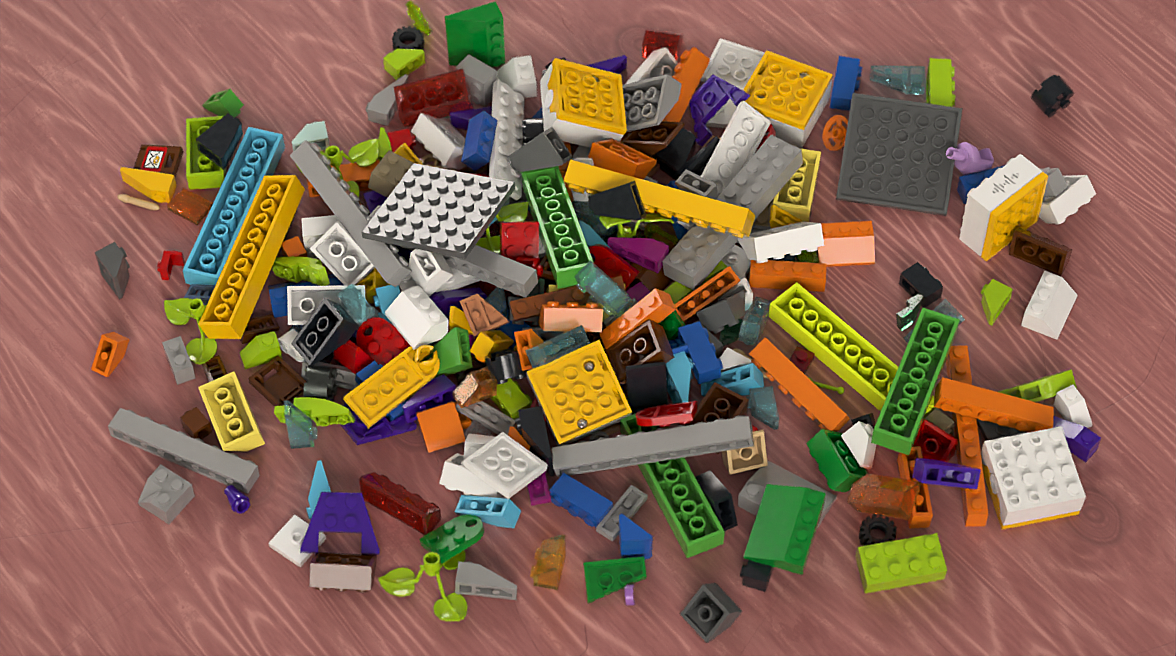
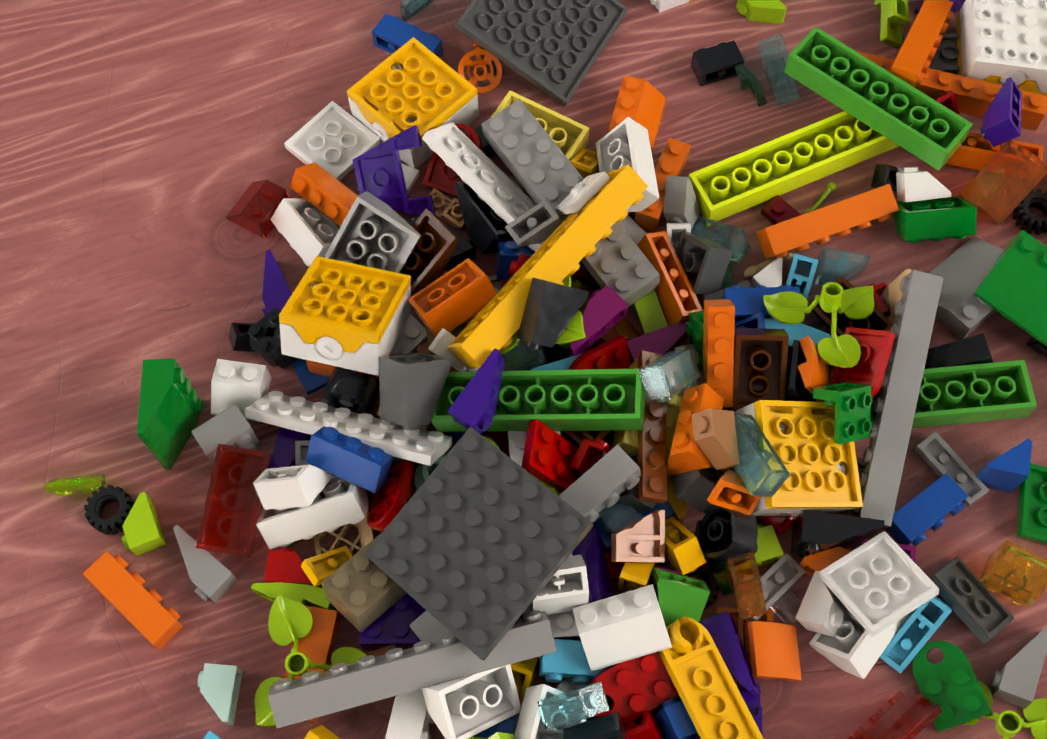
camera: 70 degrees left, 10 degrees up
(353, 74) = (133, 600): none -> orange brick
(449, 117) = (290, 486): none -> white slope
(521, 538) = (971, 600): none -> dark grey tile
(542, 186) = (478, 400): none -> dark purple slope
(562, 319) = (717, 437): none -> medium nougat slope
(621, 407) = (851, 409): none -> green bracket
(651, 388) = (814, 371): none -> orange slope
(698, 360) = (854, 302): none -> lime plant
(726, 198) = (582, 193): none -> white plate
(769, 286) = (680, 201): none -> light grey slope

